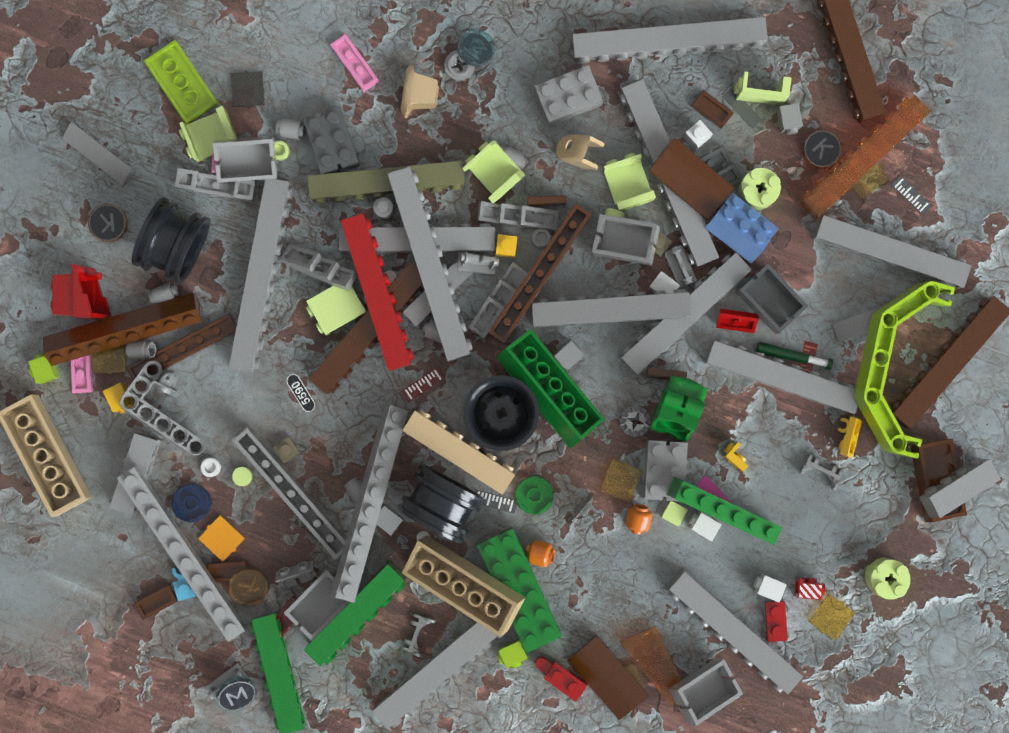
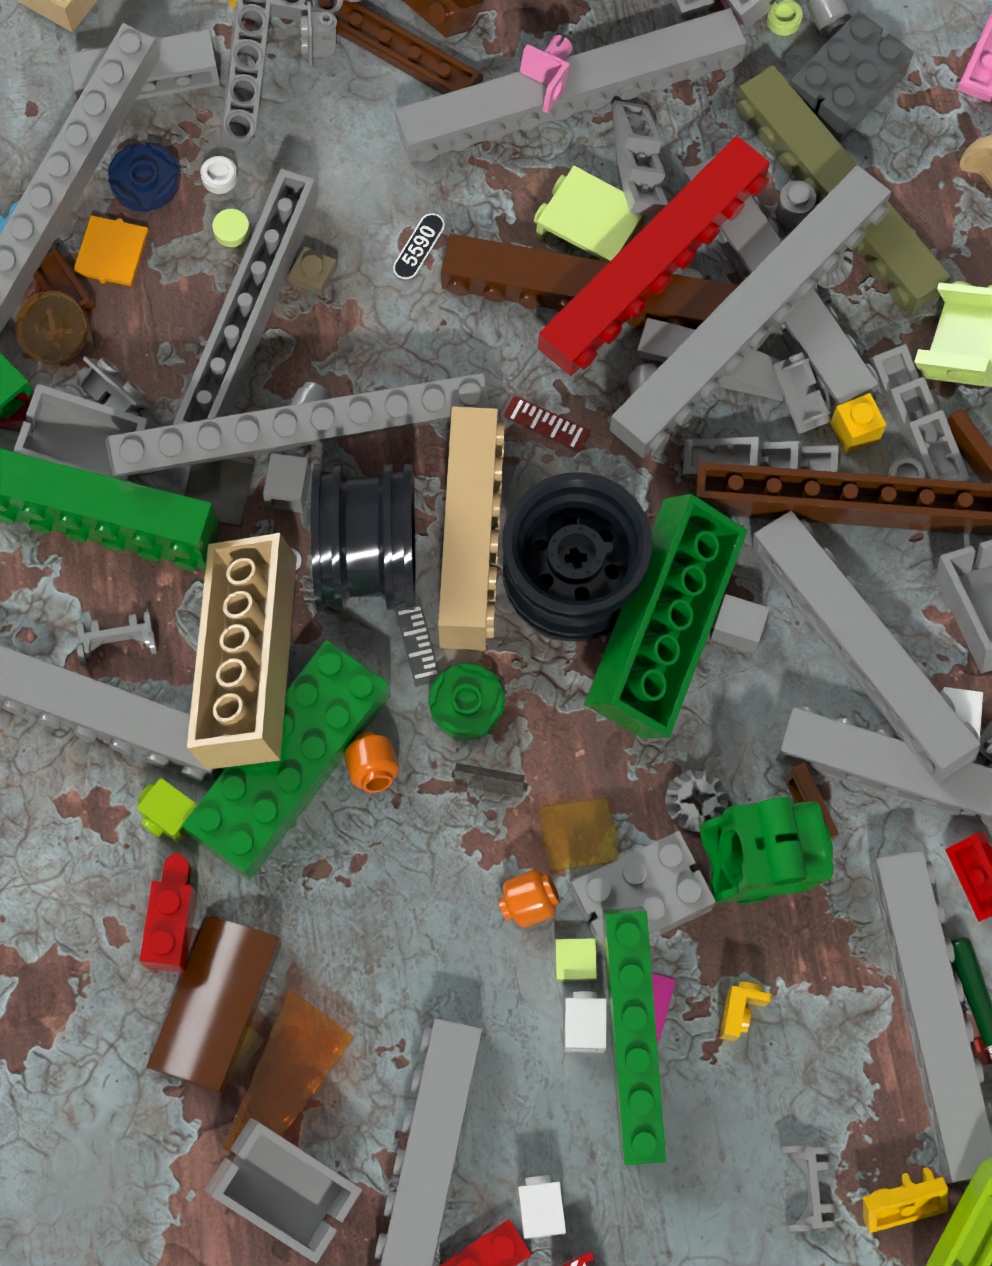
camera: 60 degrees right, 15 degrees down
(250, 284) = (548, 68): none -> bright pink bracket

